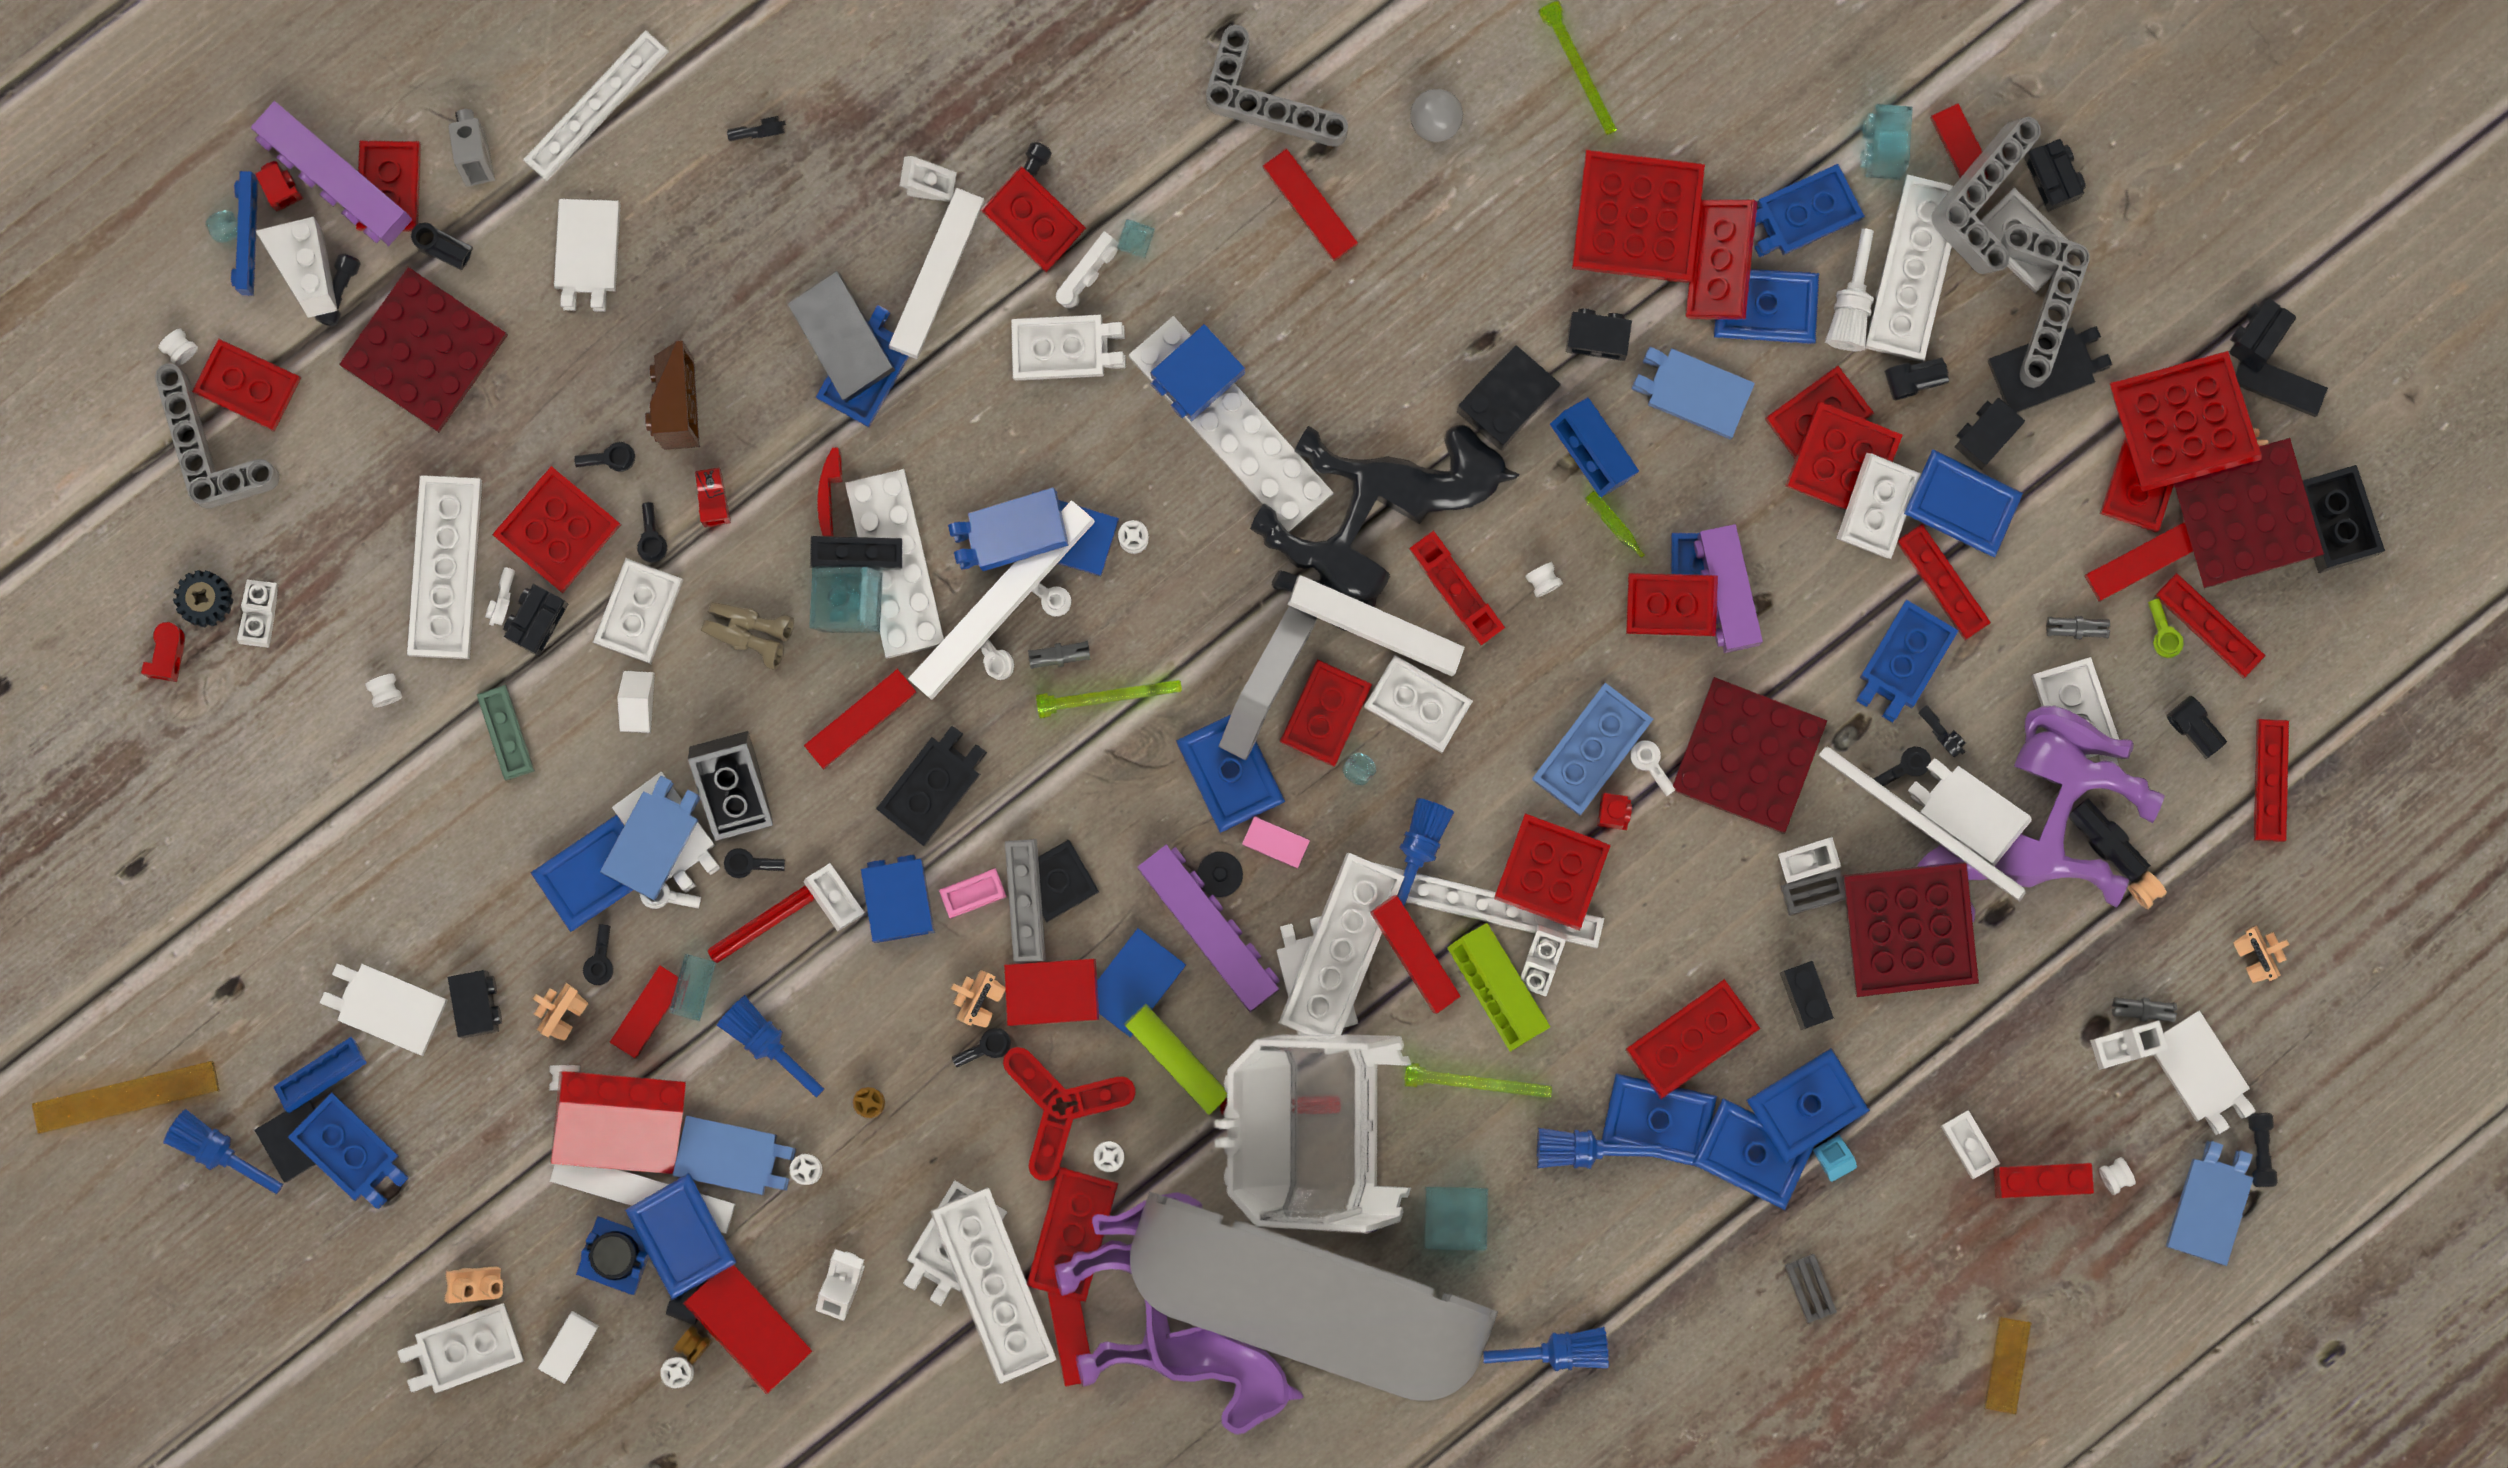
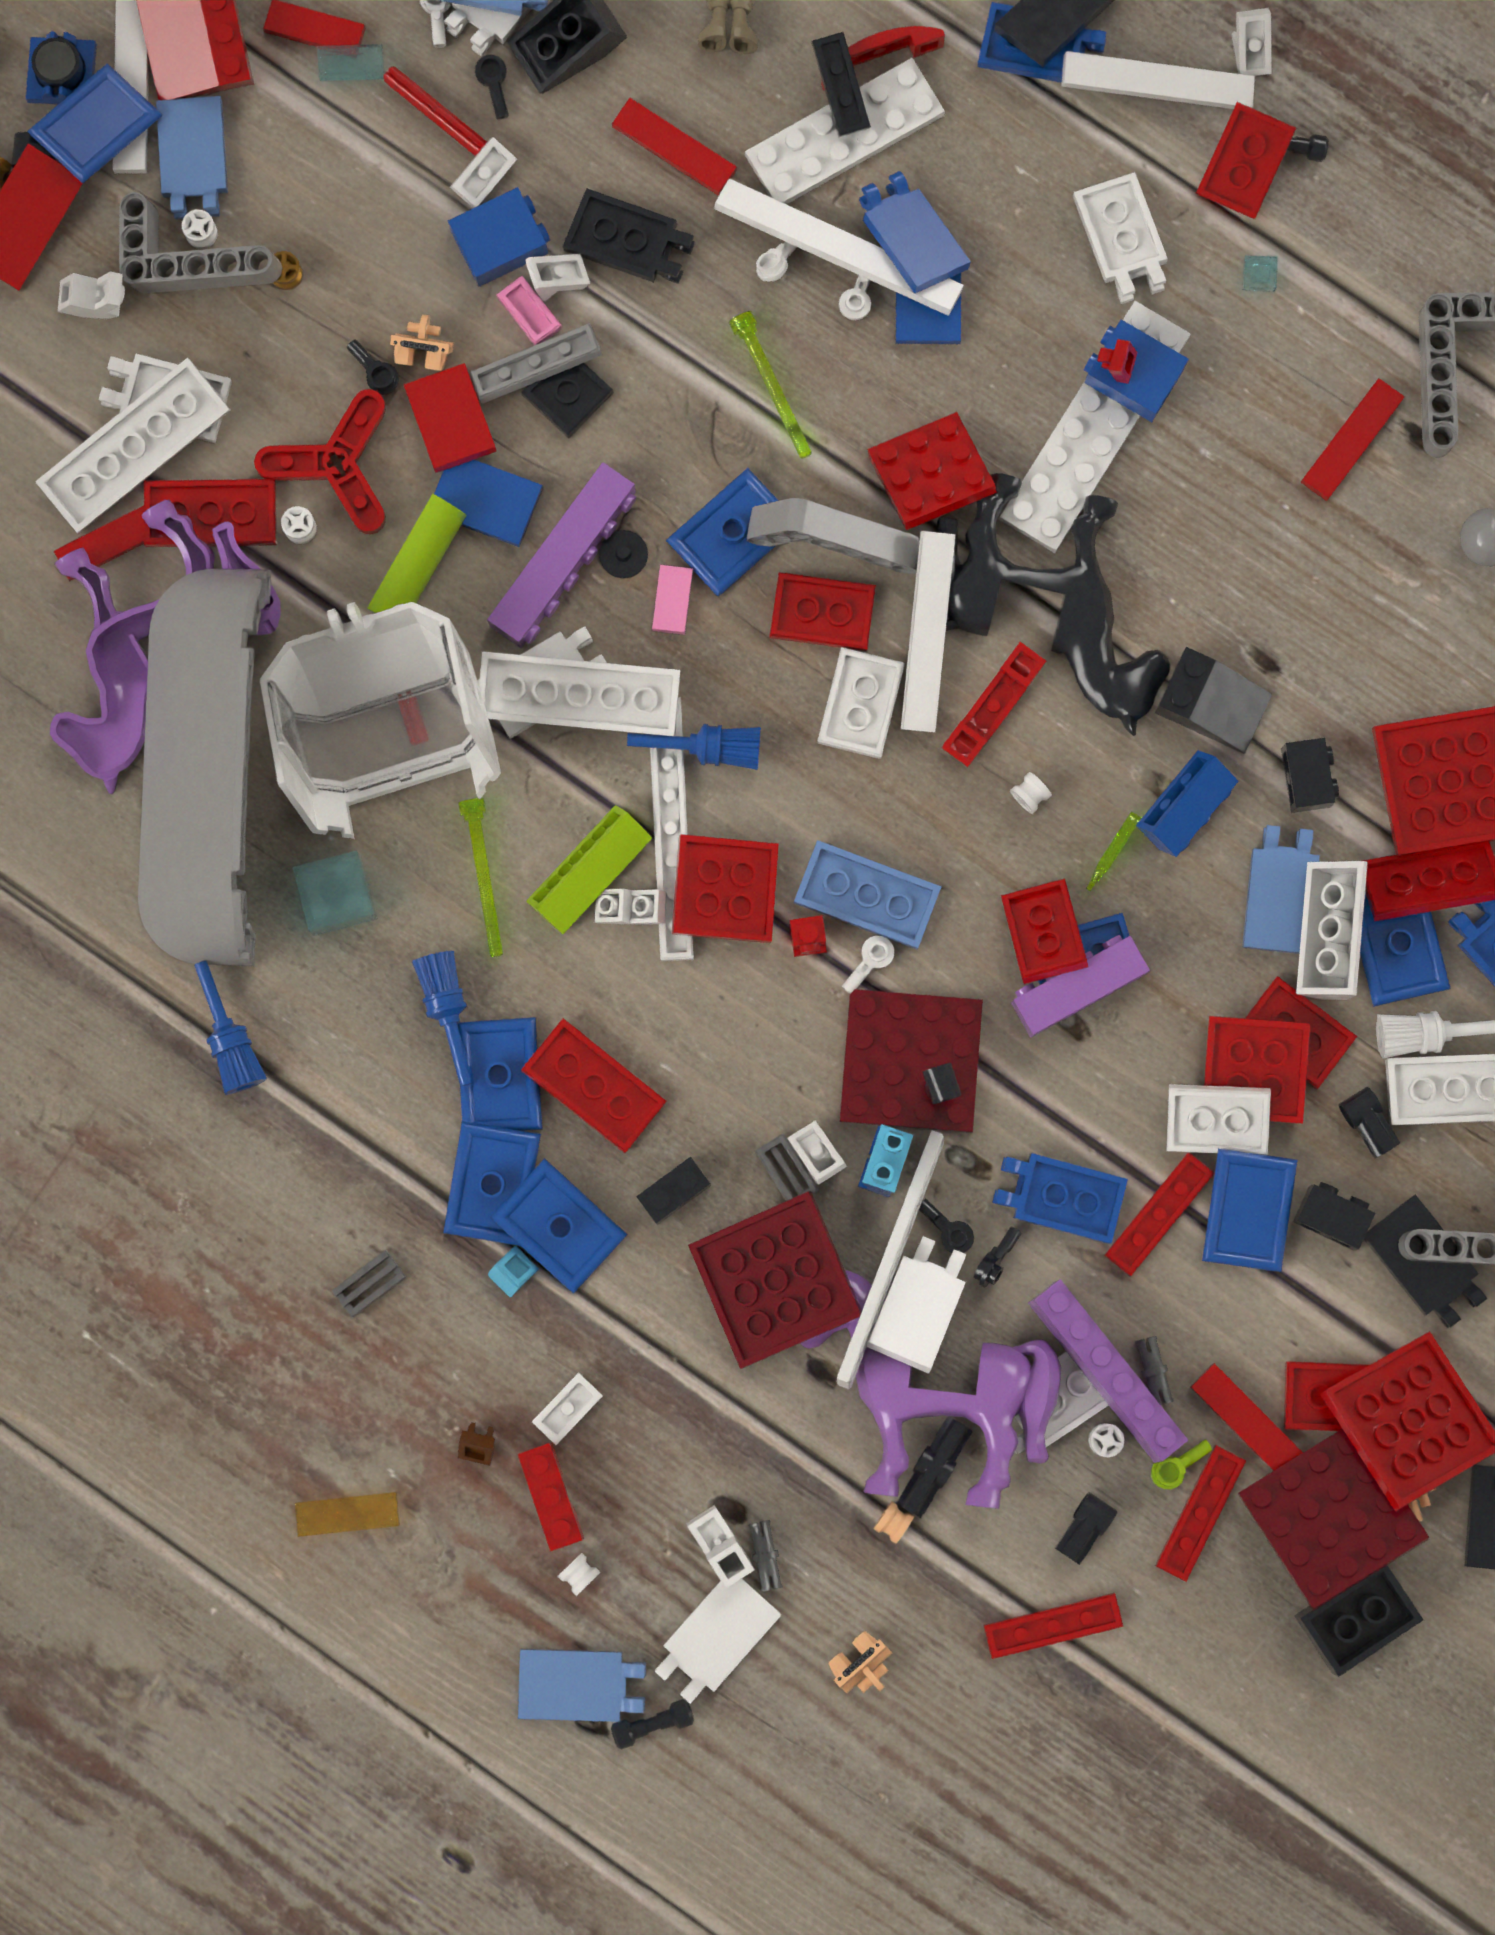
camera: 75 degrees right, 0 degrees up
(763, 1040) = (317, 145): blue piece -> none
(838, 1191) = (185, 262): none -> light grey beam
(846, 600) = (789, 89): clear light blue brick -> none
(950, 856) = (557, 274): none -> white slope
(1059, 655) = (800, 324): dark grey pin -> none
(1086, 271) = (1209, 230): white plate -> none
(1133, 531) = (948, 354): white wheel -> none
(1192, 384) = (1119, 361): none -> red tile
(1231, 579) = (931, 471): none -> red plate
(1359, 768) = (775, 661): clear light blue tile -> none
(1415, 954) = (596, 771): red tile -> none
(1744, 357) = (1331, 930): none -> white slope
(1786, 733) = (941, 1083): none -> black piece
(1839, 800) = (886, 1160): none -> medium azure hips
(1981, 1234) = (475, 1446): none -> reddish brown tile
(2070, 666) = (1108, 1371): none -> medium lavender brick
(2130, 682) = (1112, 1441): none -> white wheel

